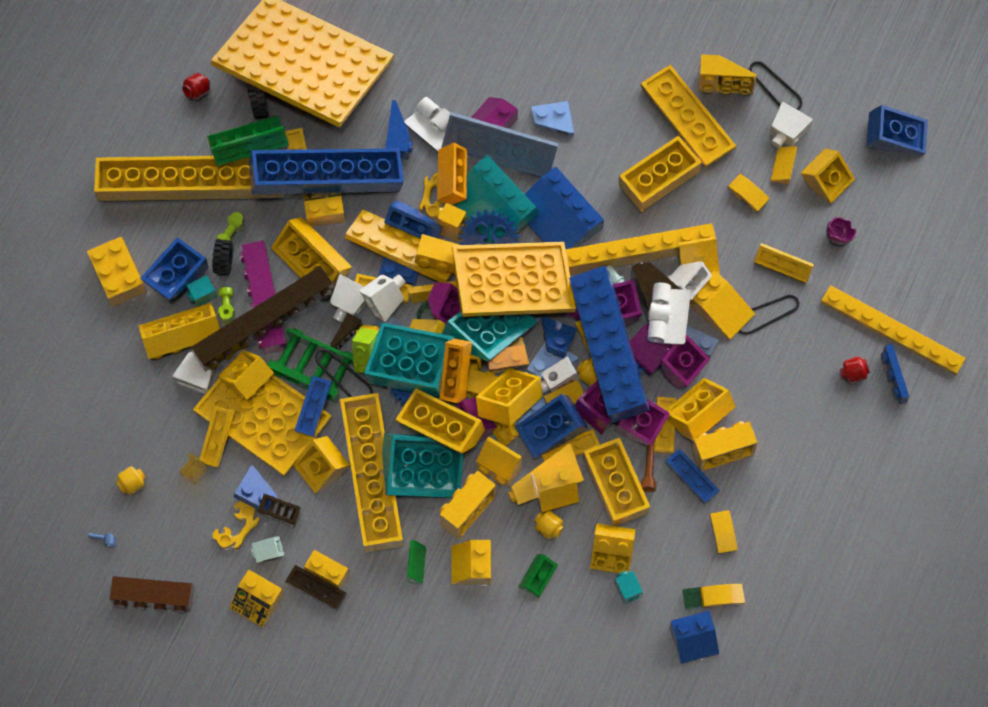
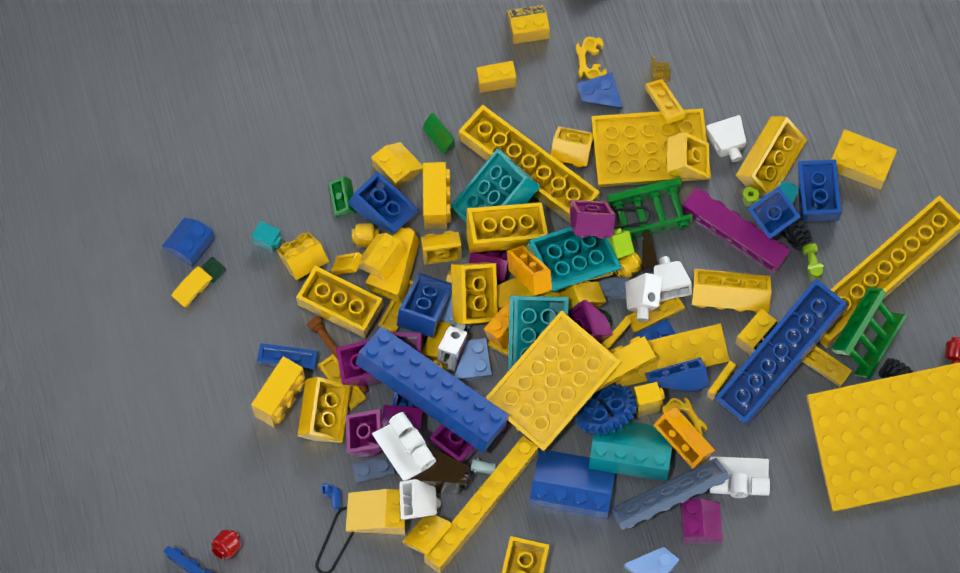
camera: 140 degrees right, 0 degrees up
(130, 480) = (696, 27): yellow head -> none
(228, 272) = (774, 212): none -> blue slope
(262, 319) = (714, 203): dark brown brick -> none
(267, 549) = (551, 56): light aqua brick -> none
(275, 516) = (567, 83): dark brown slope -> none
(313, 406) = (615, 173): blue plate -> none
(316, 588) = (493, 58): dark brown plate -> none
(371, 369) = (591, 219): none -> magenta slope
(382, 199) = (721, 380): none -> yellow tile
(398, 133) = (760, 442): blue slope -> none
(514, 533) = (382, 204): none -> blue slope
(557, 336) = (481, 377): blue wing -> none
(585, 508) = (346, 263): none -> yellow tile
(723, 531) = (229, 334): yellow slope -> none
(741, 345) = (333, 493): none -> blue arm

